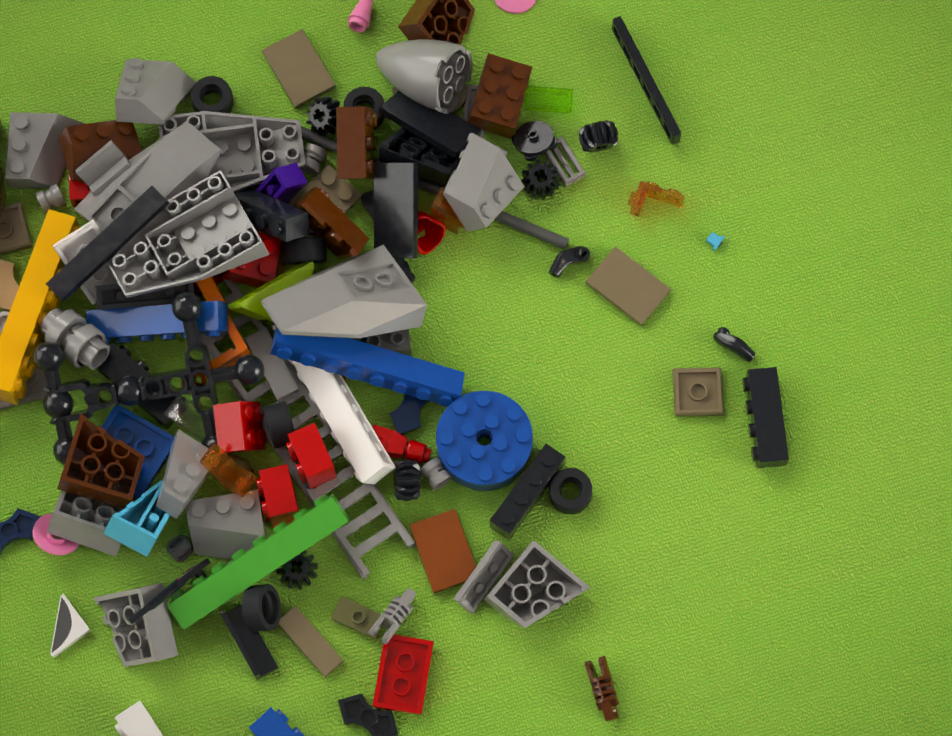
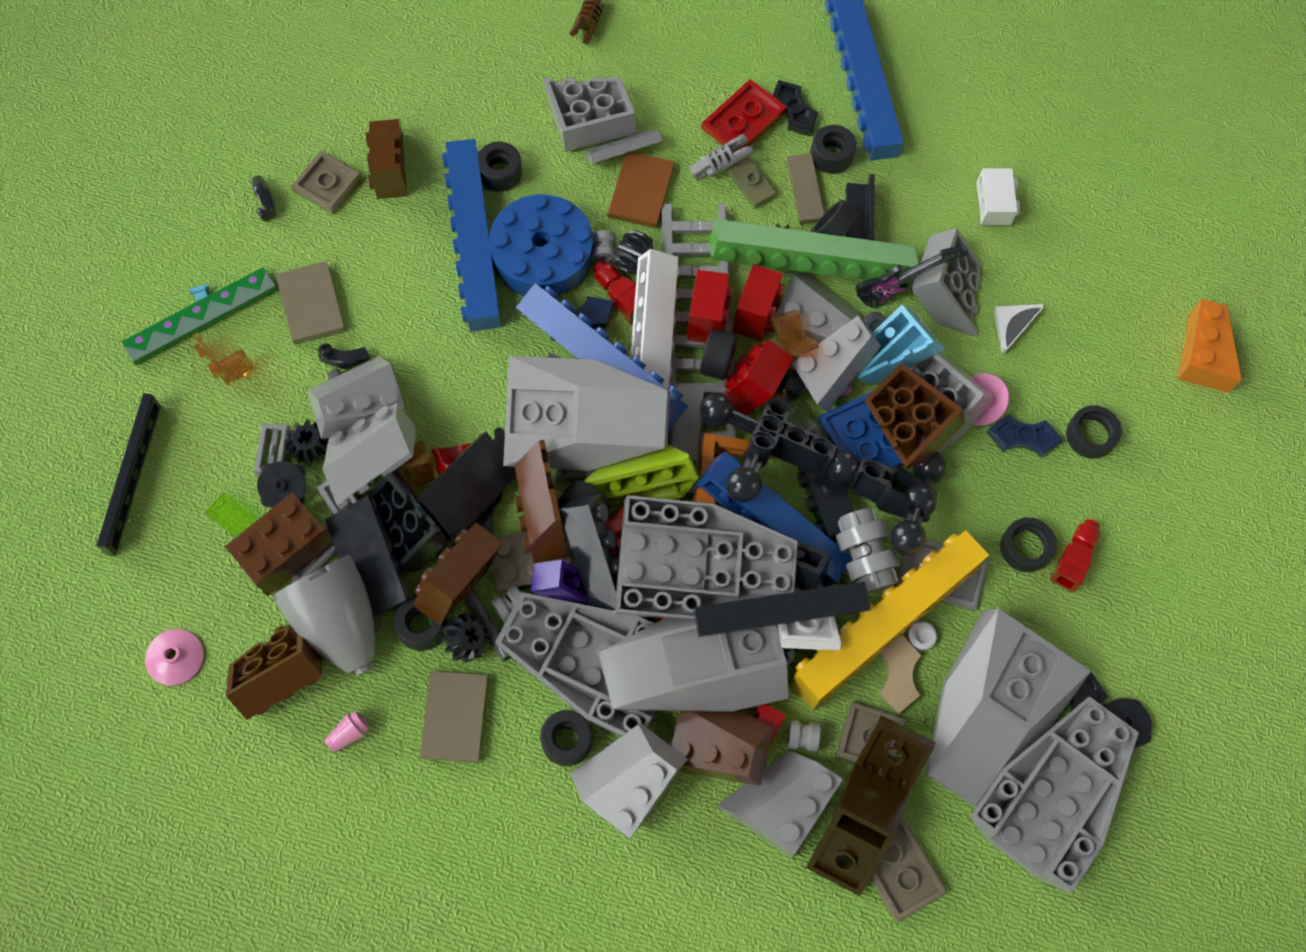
camera: 150 degrees left, 5 degrees down
(103, 167) = (733, 709): light grey panel -> none
(292, 691) = (834, 136): none -> black tyre
(527, 492) = (554, 178): black brick -> none
(528, 227) = (354, 396): none -> light grey wedge
(547, 418) = (472, 235): none -> blue brick
(598, 136) = (220, 442): black gear -> none
(663, 436) = (386, 159): none -> reddish brown wedge
(700, 224) = (199, 316): none -> tile
(766, 417) = (288, 123): black brick -> none

